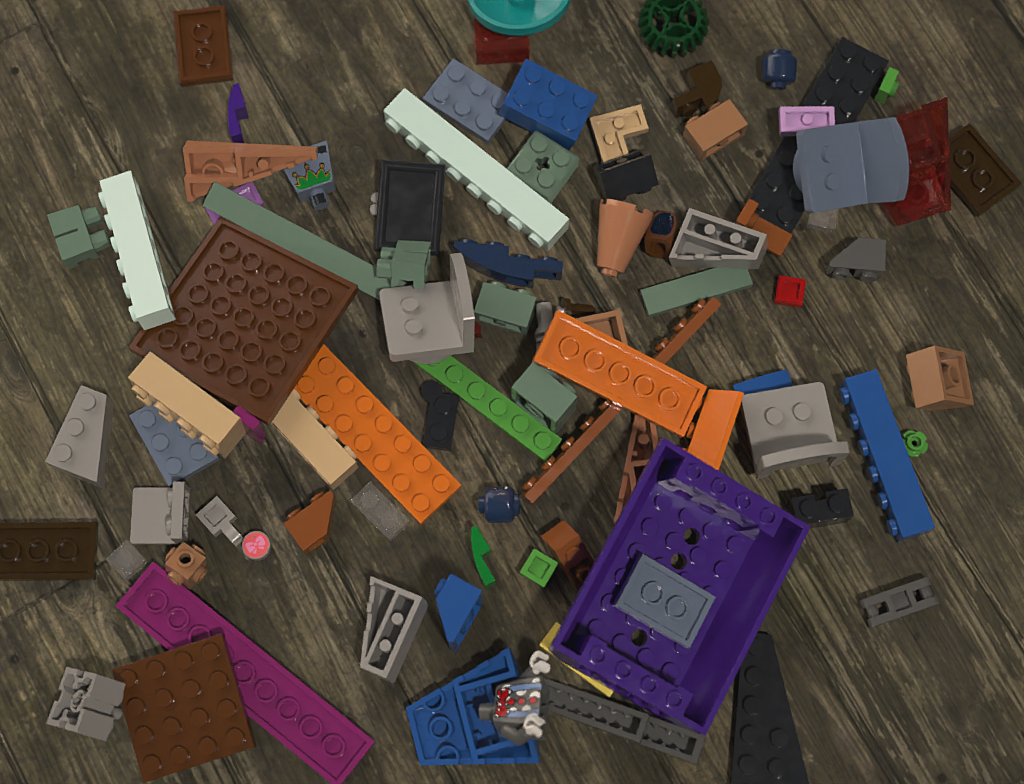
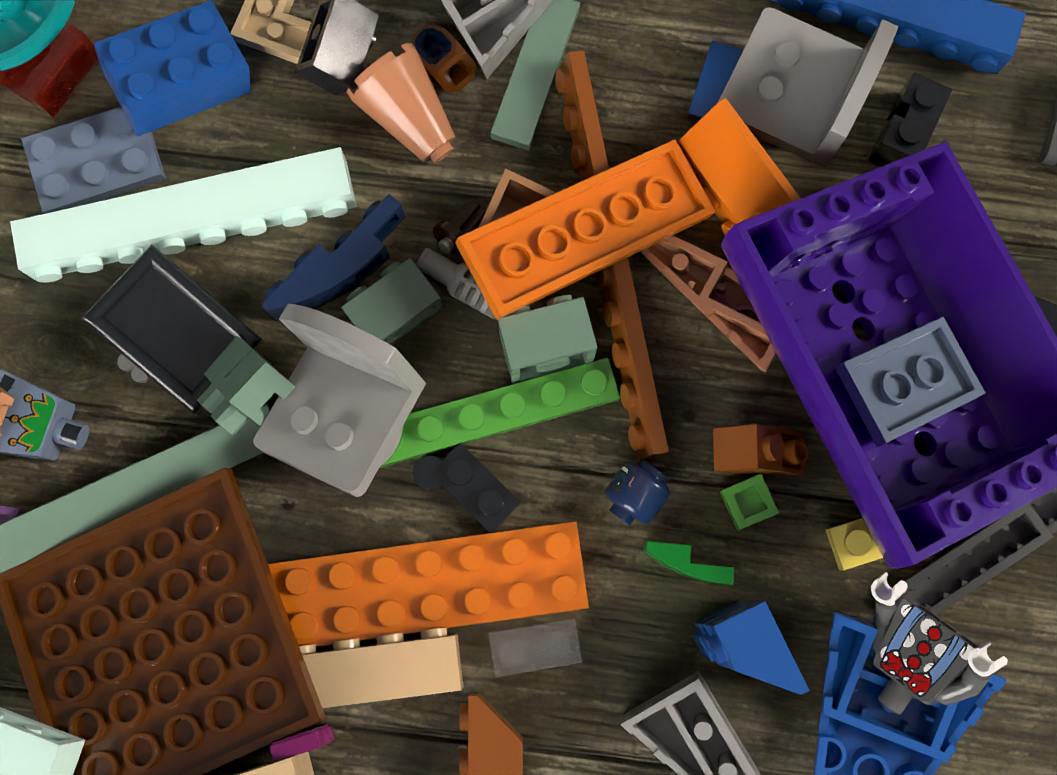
camera: 55 degrees left, 5 degrees up
(540, 151) = (228, 118): sand green brick -> none

